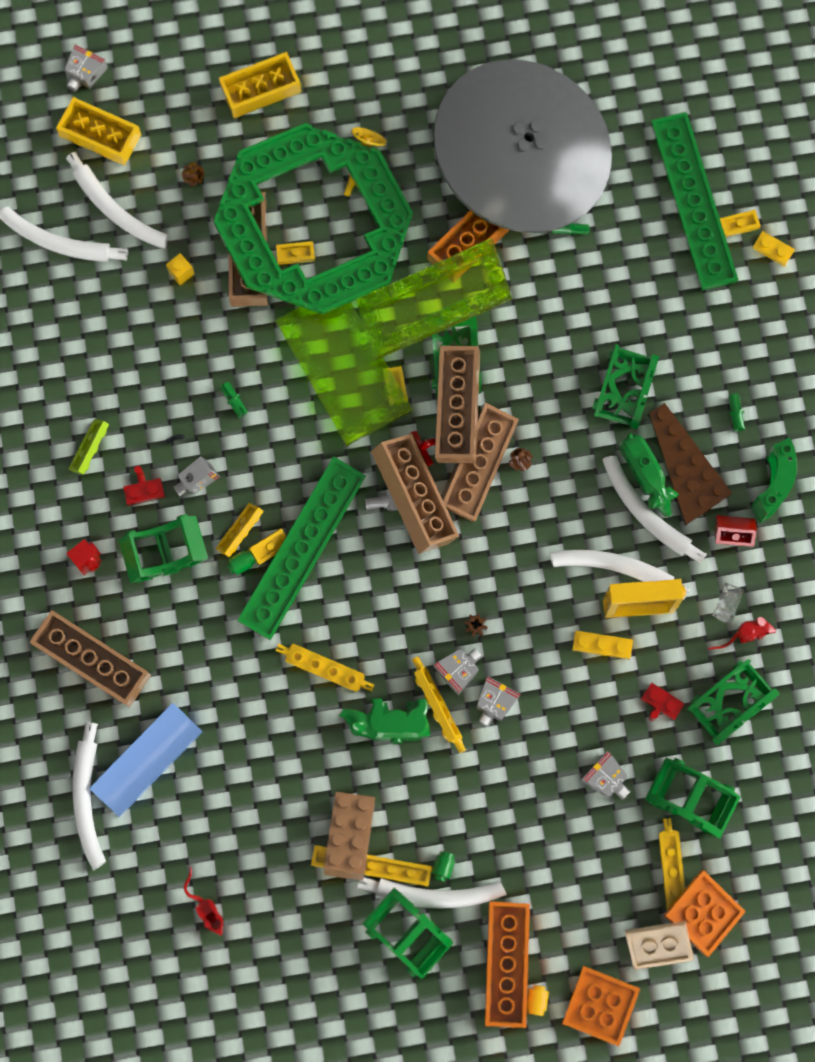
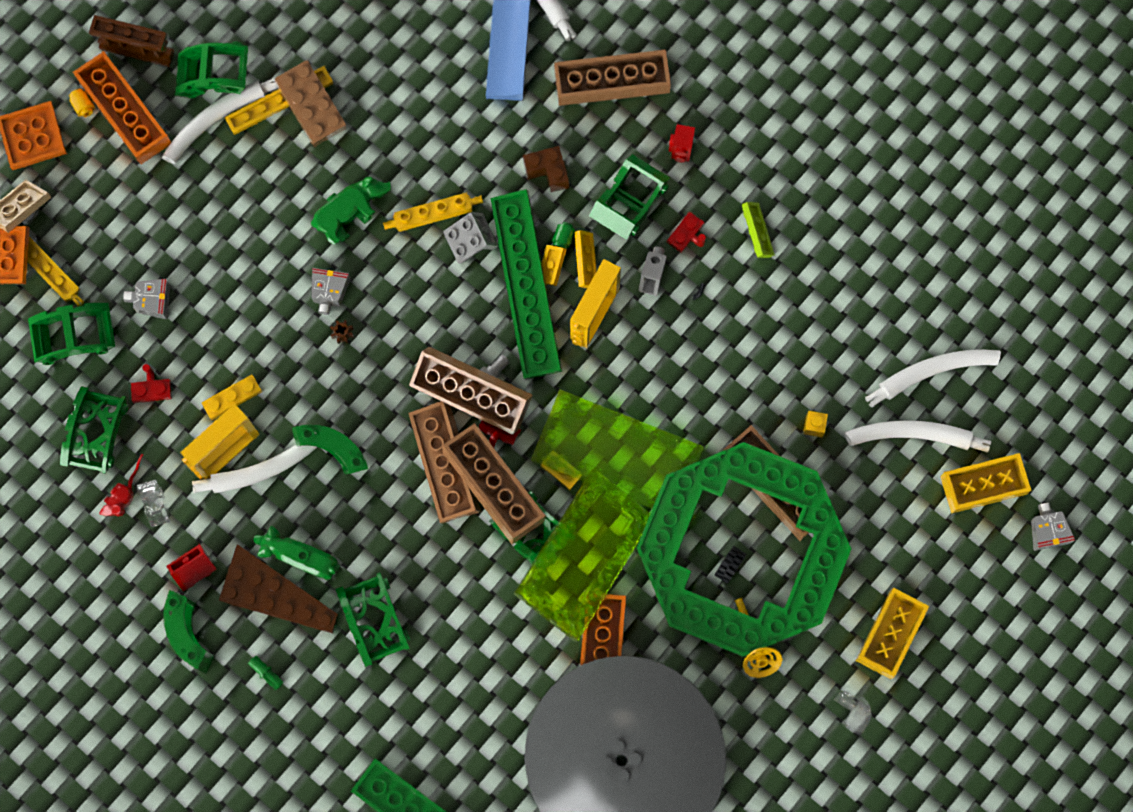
camera: 140 degrees right, 0 degrees up
(192, 174) = (877, 511): reddish brown gear -> none
(200, 627) = (548, 164): none -> reddish brown brick
(233, 399) = (680, 356): green axle -> none
(267, 475) = (595, 304): none -> yellow window
(295, 253) = (736, 514): yellow plate -> none
(313, 621) = (470, 236): none -> light grey bracket
(331, 218) = (730, 564): none -> black tyre
(333, 53) = (859, 711): none -> clear brick
(435, 700) = (322, 250): yellow plate -> none
(443, 866) = (225, 140): green brick -> none
(454, 1015) = (132, 40): none -> reddish brown fence
(495, 701) = (280, 287): light grey torso -> none
(520, 459) = (411, 489): reddish brown gear -> none
(554, 527) = (334, 442): none -> green window
(573, 229) = (522, 727): green axle -> none
(649, 519) = (261, 523): white animal -> none

